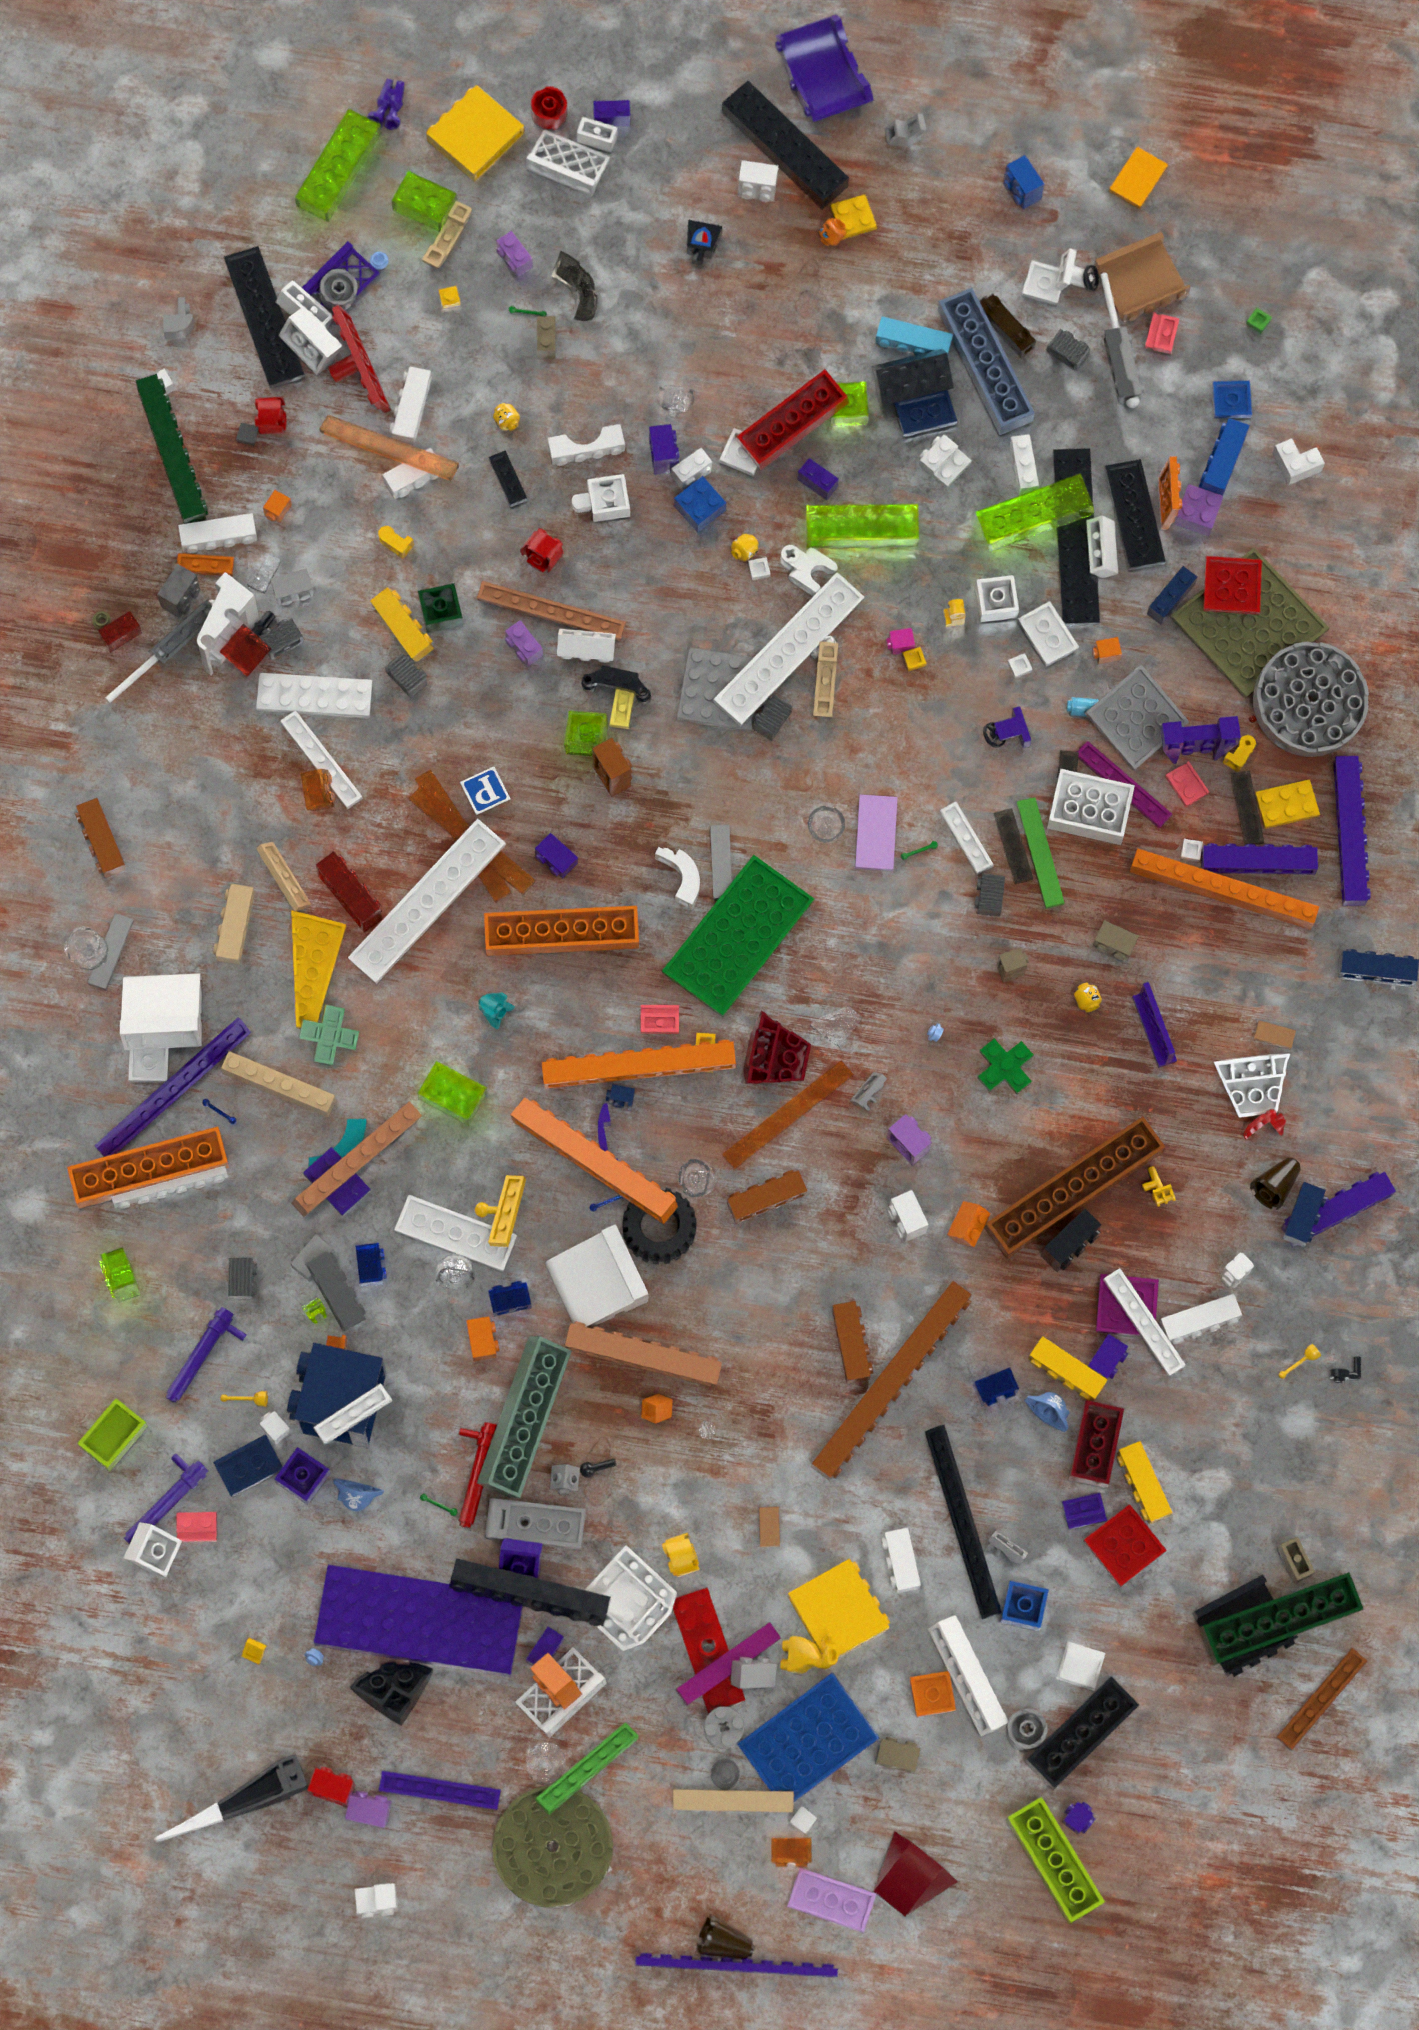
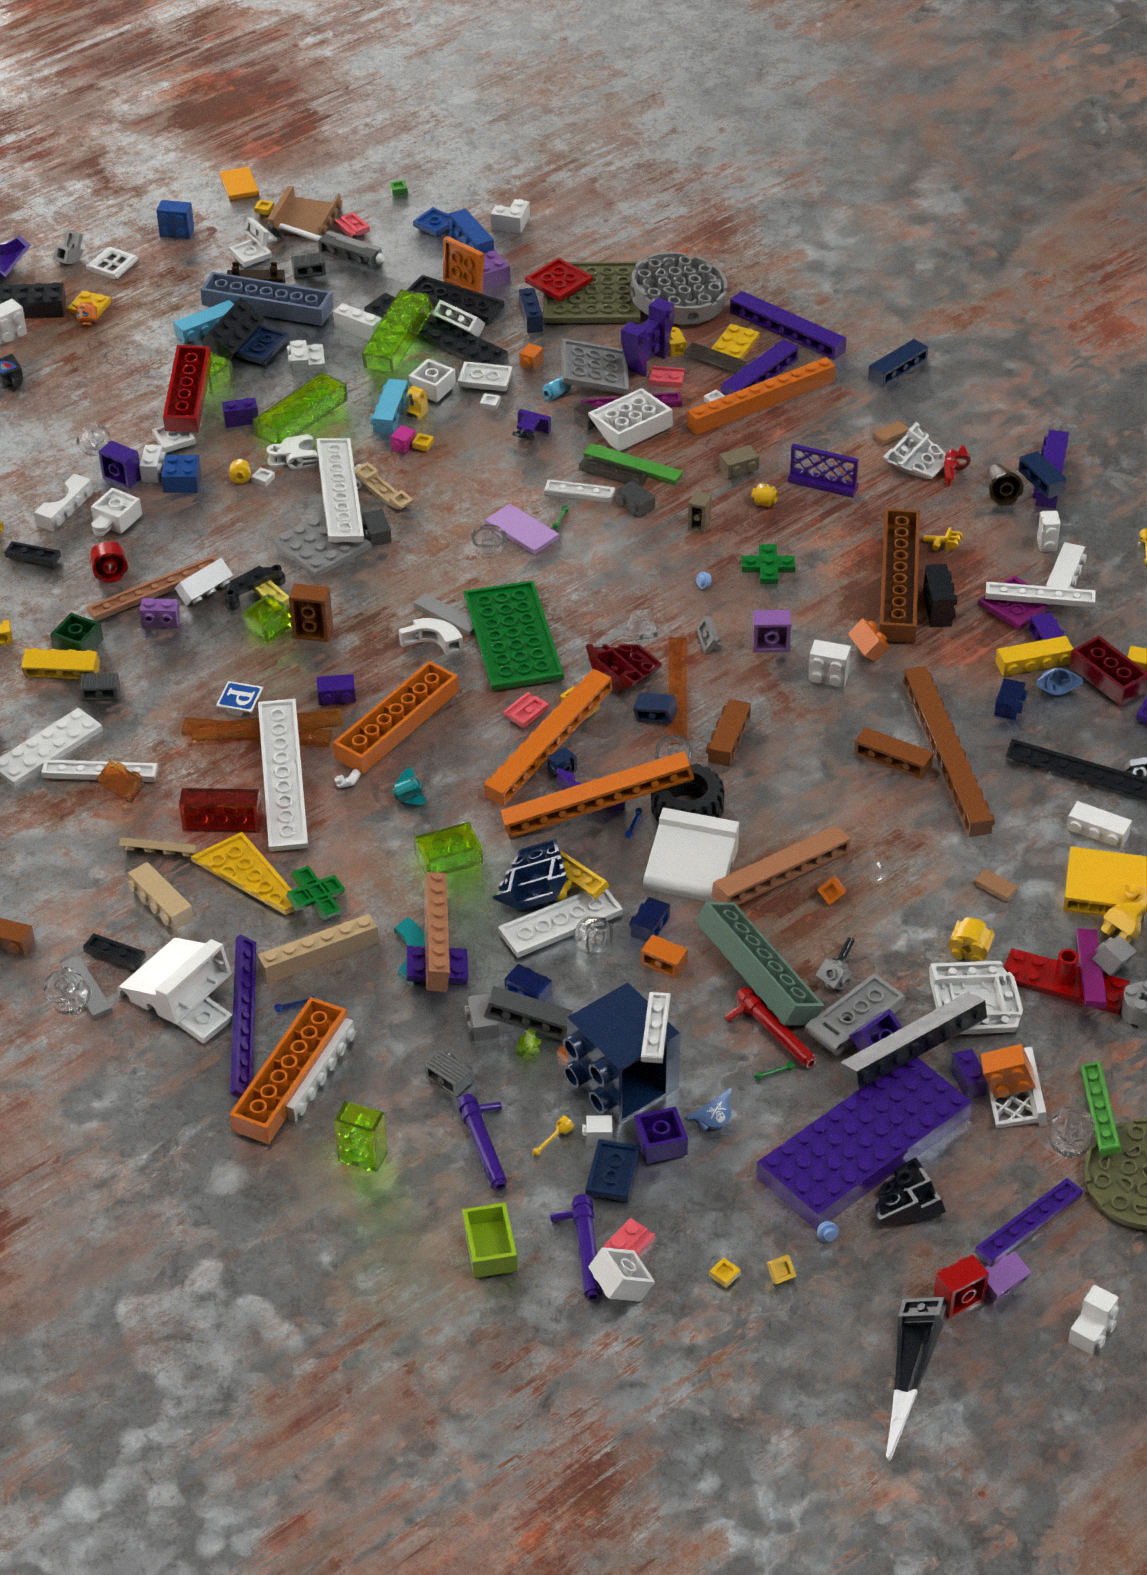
camera: 45 degrees left, 30 degrees down
(157, 941) = (114, 951): none -> black plate
(220, 1614) = (724, 1272): none -> yellow plate
(468, 951) = (342, 782): none -> white arm
(480, 1177) = (534, 877): none -> dark blue wedge
(742, 1119) = (655, 708): none -> dark blue brick
(924, 165) = (130, 260): none -> white piece
(936, 591) = (390, 406): none -> medium azure brick
(1119, 234) = (264, 207): none -> yellow plate

